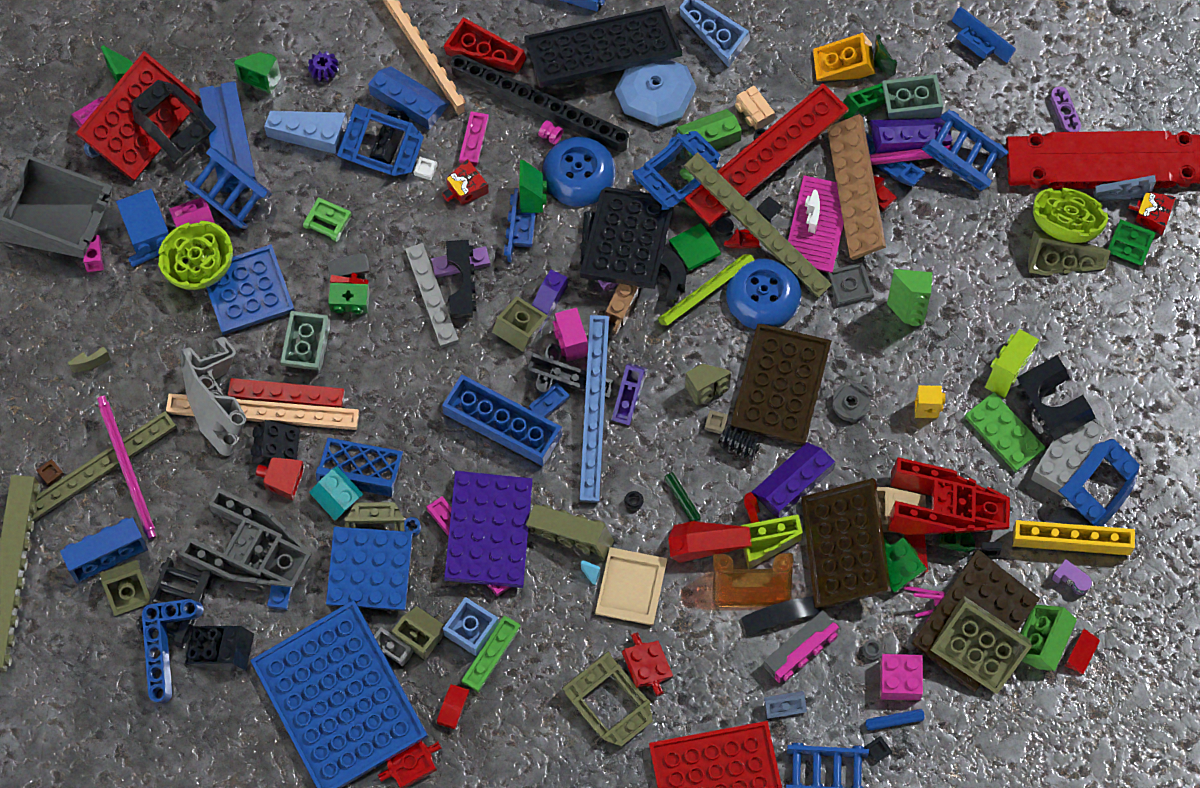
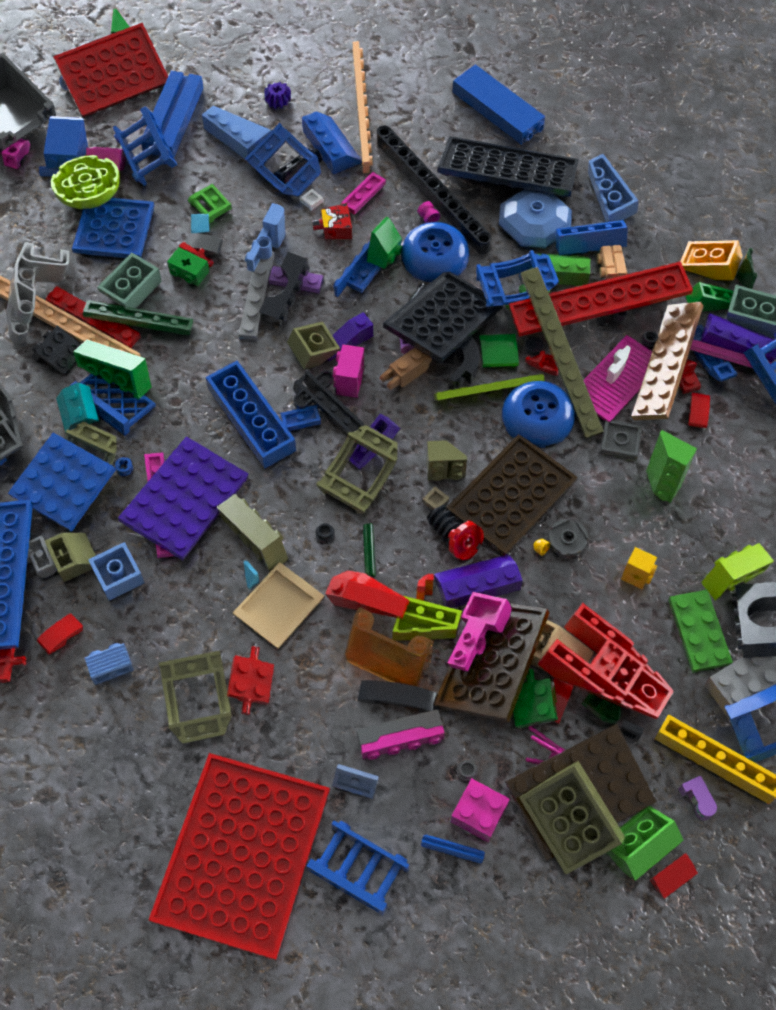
camera: 25 degrees right, 5 degrees down
(185, 139) = (139, 97): black wedge -> none
(259, 71) = (224, 76): green slope -> none
(282, 476) = (45, 377): red torso -> none
(331, 246) = (199, 223): none -> medium azure slope
(335, 374) = (138, 317): none -> dark green plate
(345, 434) = (114, 366): none -> green wedge
(413, 232) = (270, 236): none -> medium blue plate
(484, 47) = (412, 130): red wedge -> none
(491, 653) = (121, 604): bright green plate -> none
(514, 710) = (109, 663): none -> medium blue brick
(594, 409) = (333, 440): medium blue plate -> none
(627, 452) = (347, 492): none -> olive wedge
(721, 89) = (590, 237): none -> blue brick
(765, 448) = (470, 535): none -> red plate
(769, 208) = (581, 348): black tile -> none
(817, 510) = (480, 614): none -> dark pink plate
(827, 166) = (651, 335): none -> black plate
(832, 421) = (541, 546): none -> yellow hinge
(878, 750) = (420, 870): black tile -> none
(906, 221) = (699, 410): none -> red slope

